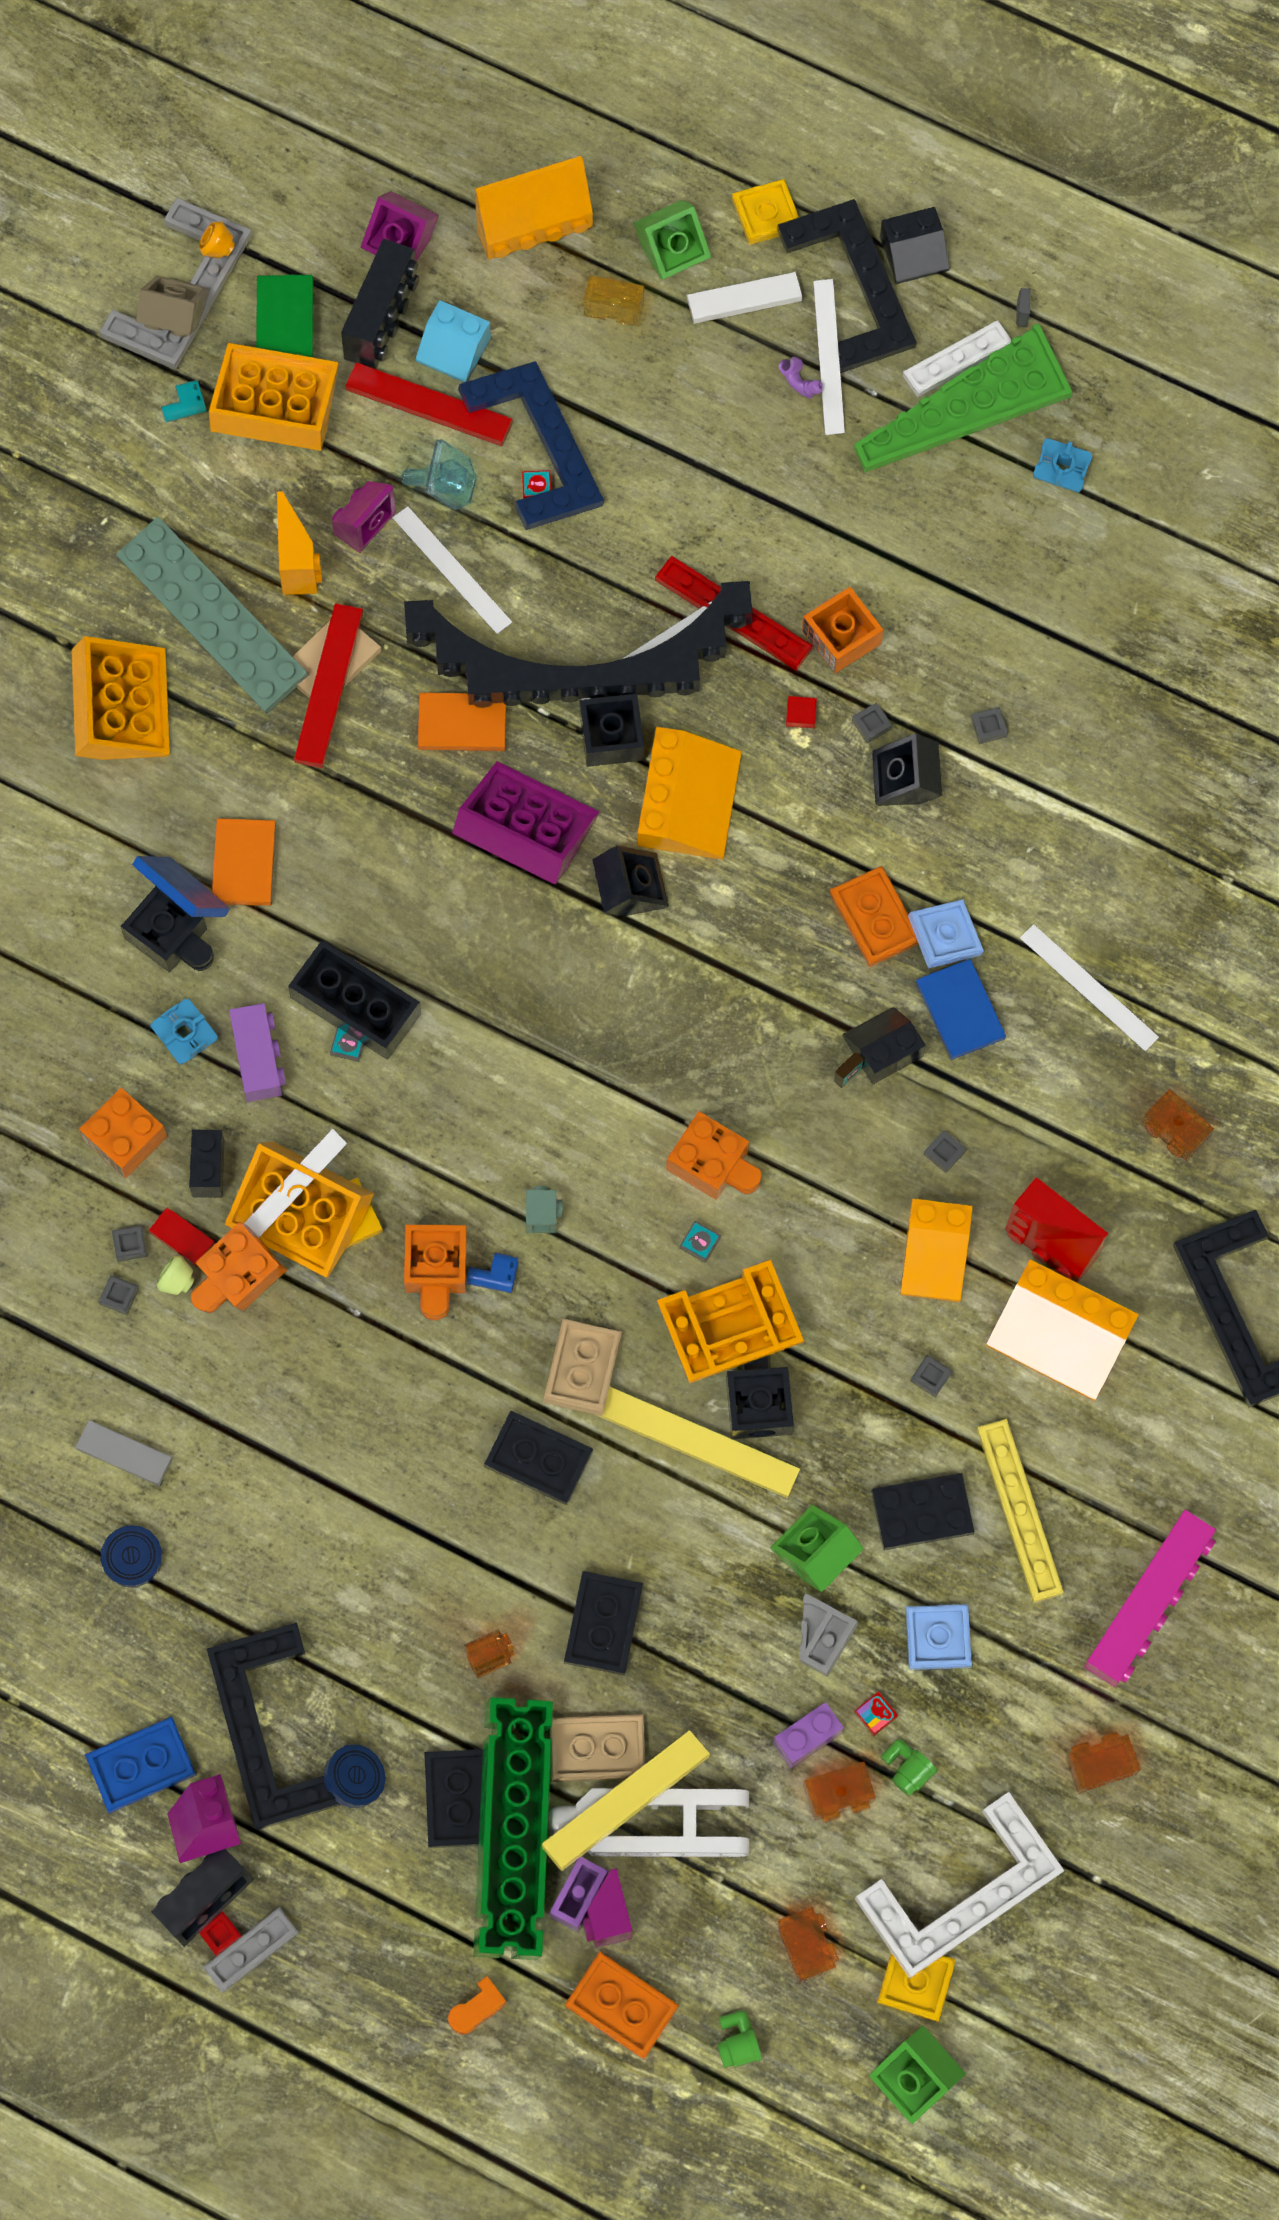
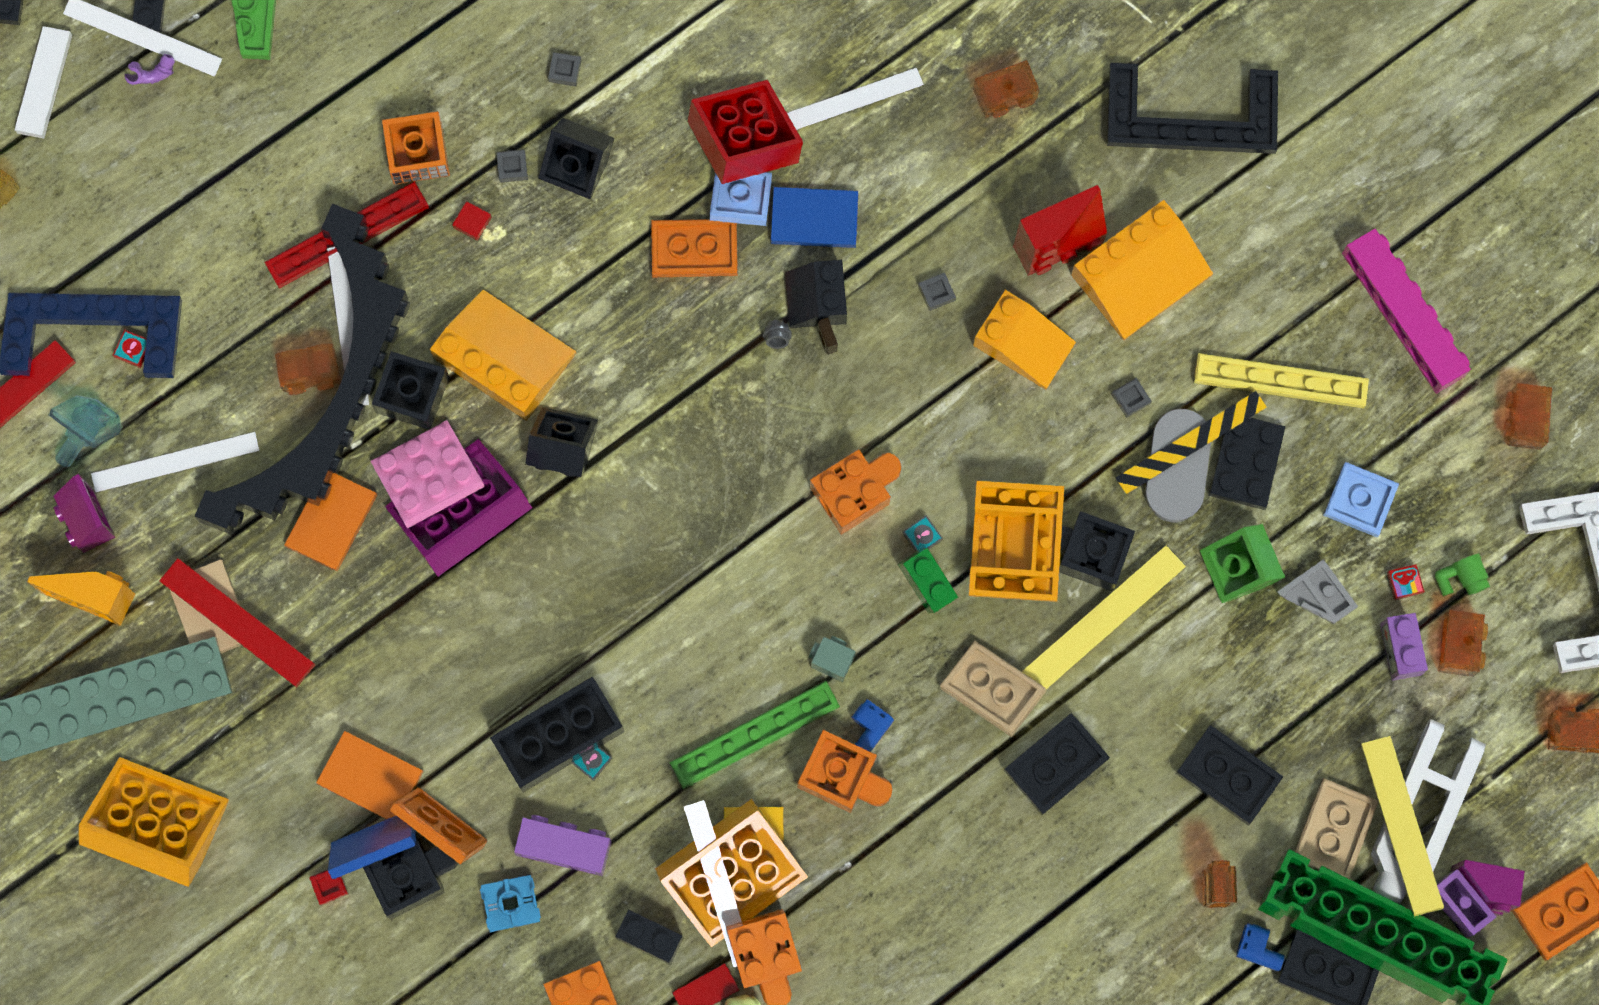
camera: 65 degrees left, 5 degrees up
(128, 875) = (326, 888): none -> red tile
(224, 935) = (439, 825): none -> orange tile
(439, 1175) = (754, 735): none -> bright green tile
(446, 1717) = (1255, 948): none -> blue piece
(541, 780) = (427, 474): none -> bright pink plate
(590, 636) = (308, 368): none -> clear orange brick
(655, 1261) = (927, 580): none -> green brick
(828, 1024) = (777, 334): none -> dark grey plate
(885, 1448) = (1181, 488): none -> light grey tile
(913, 1448) = (1191, 442): none -> sticker
(1008, 906) = (744, 131): none -> red slope

